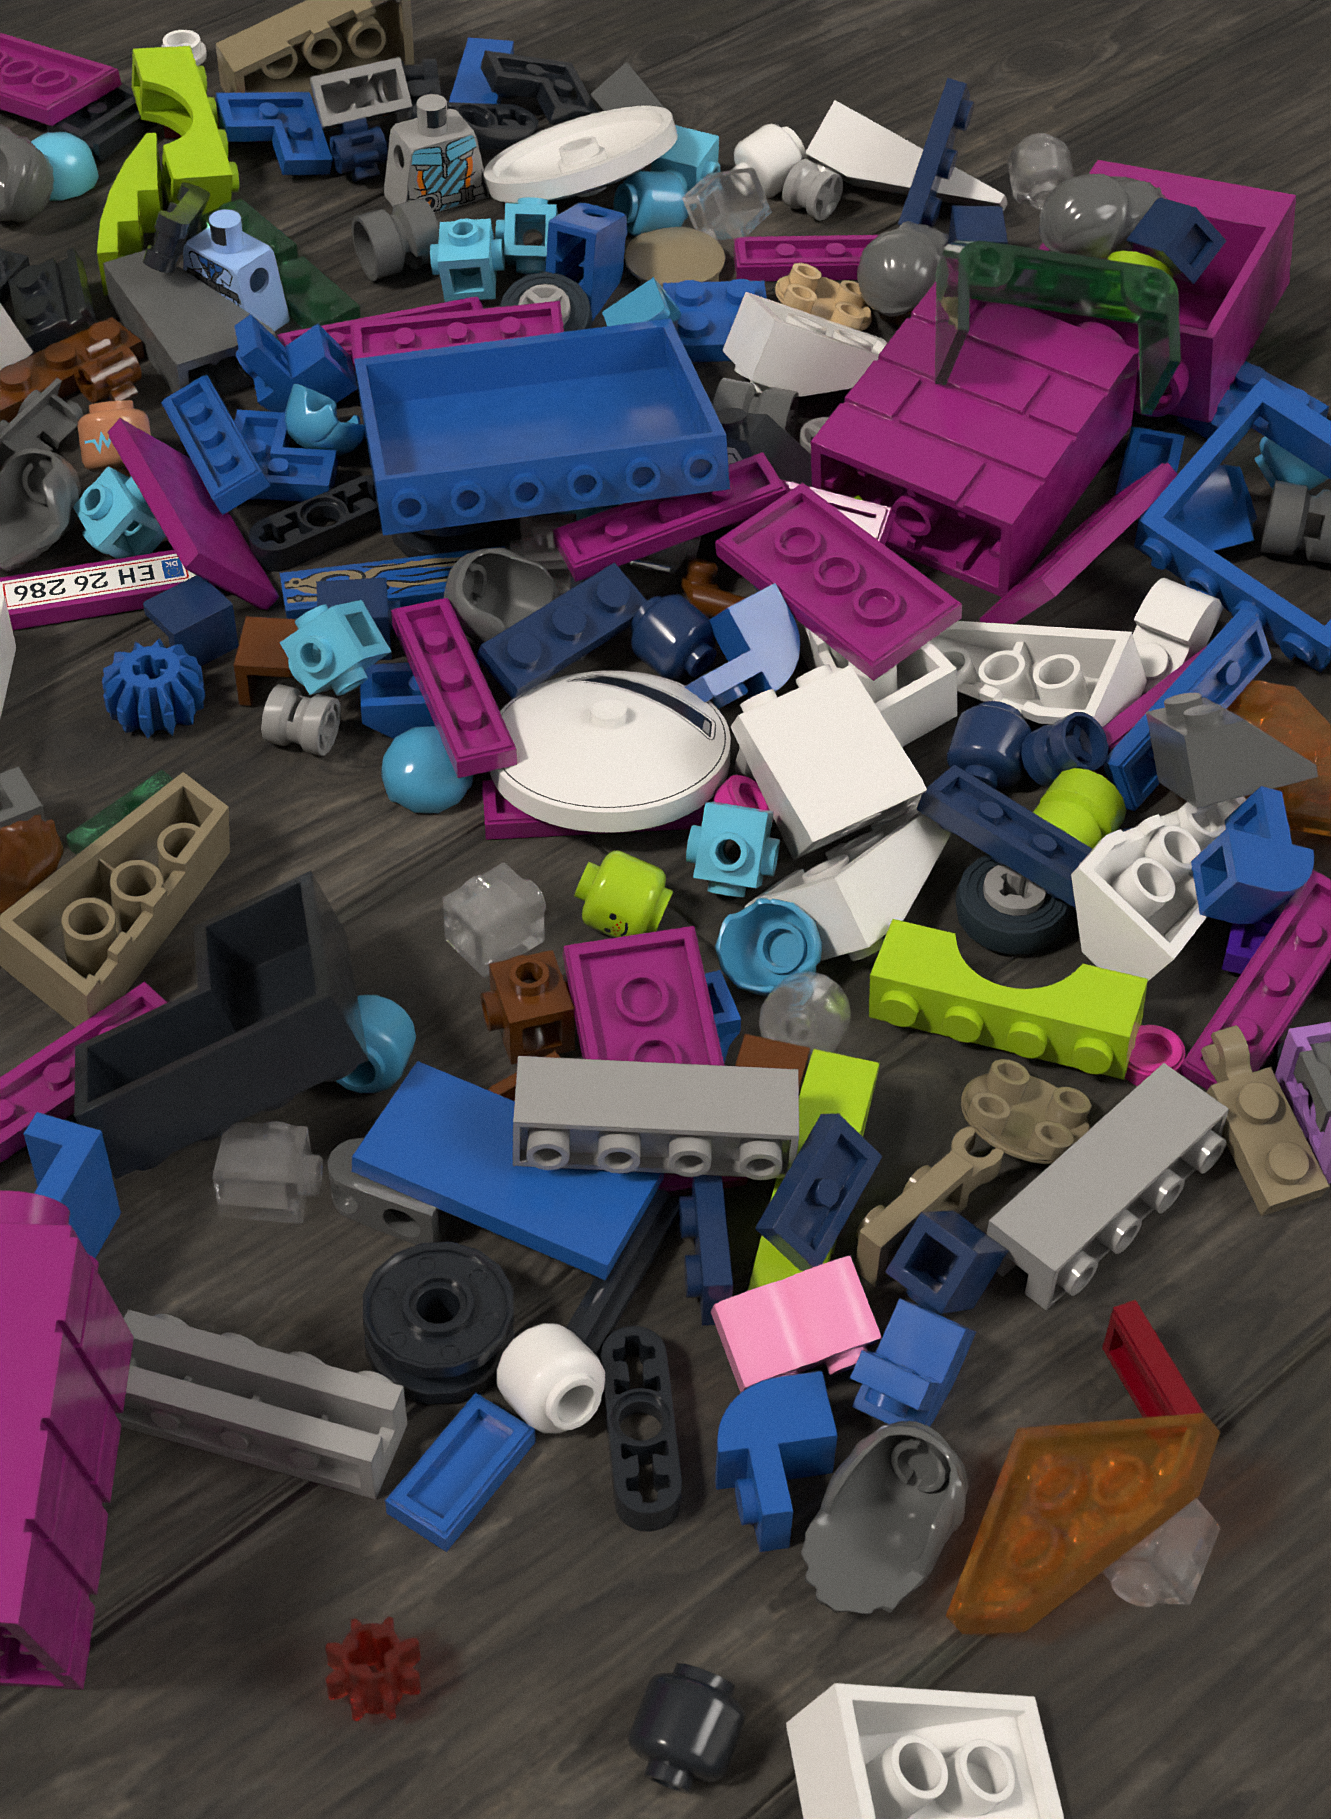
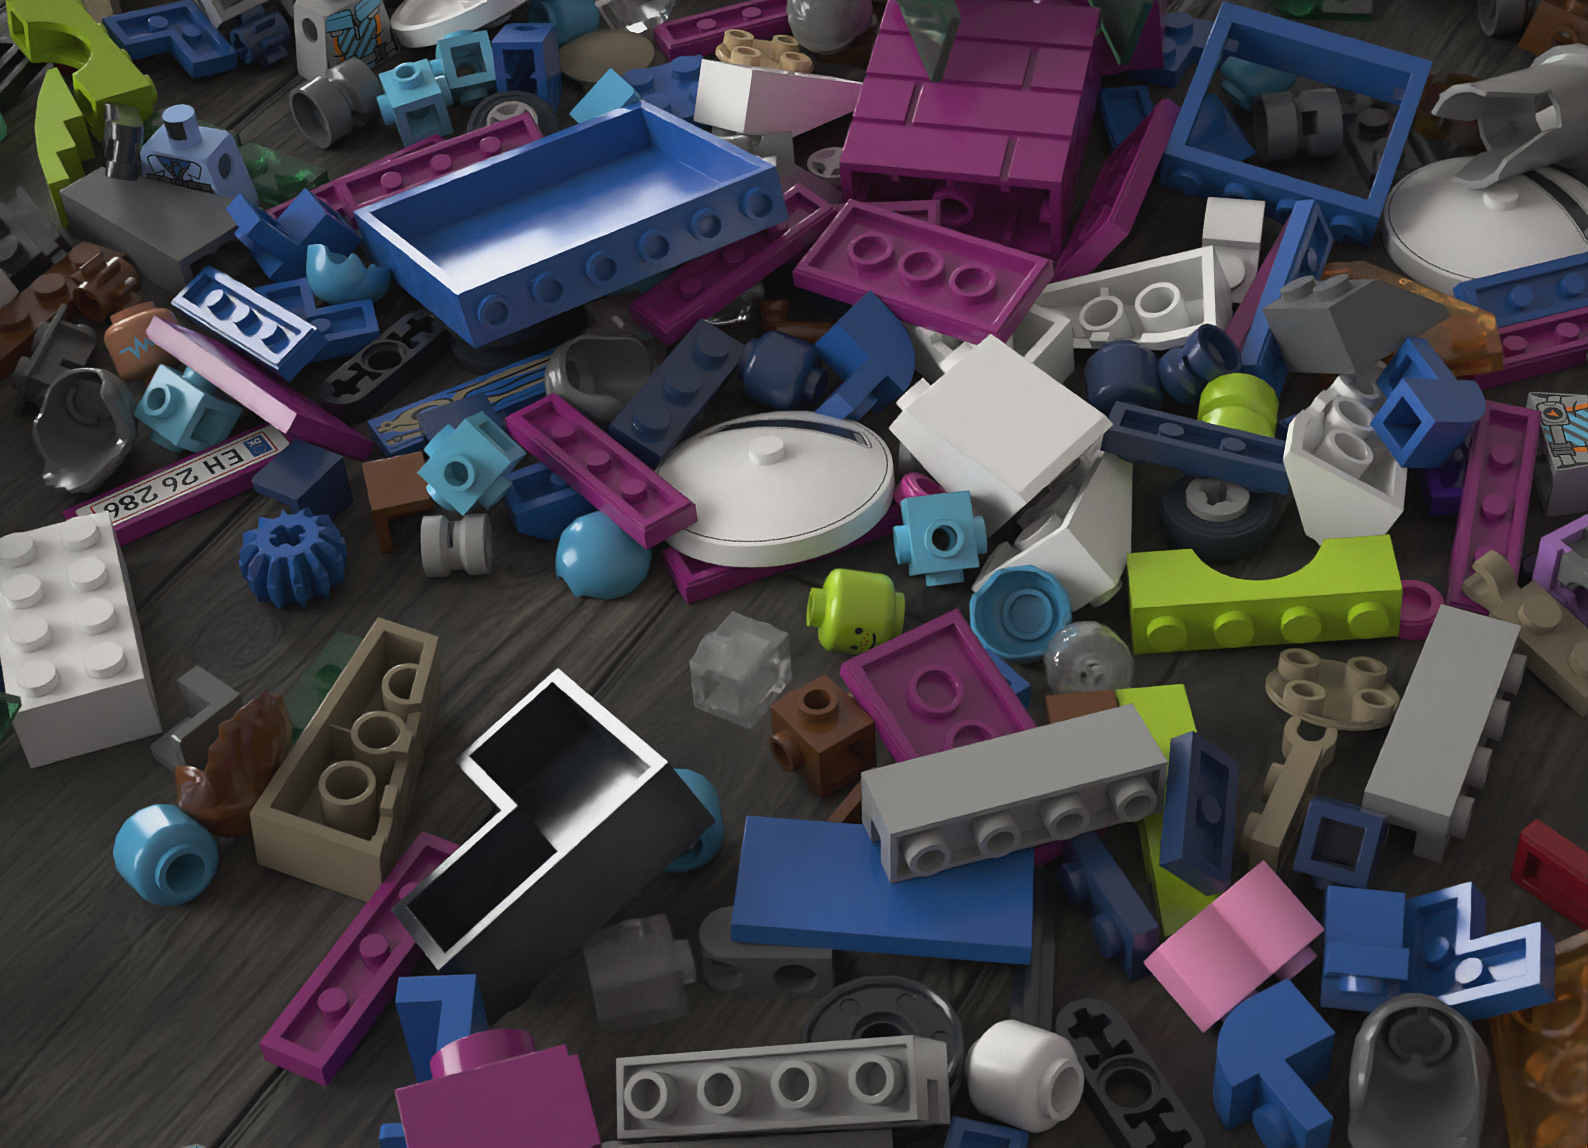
camera: 15 degrees left, 5 degrees down
(322, 1322) = (784, 1089): none -> light grey brick
(994, 1415) = (1471, 970): none -> blue plate

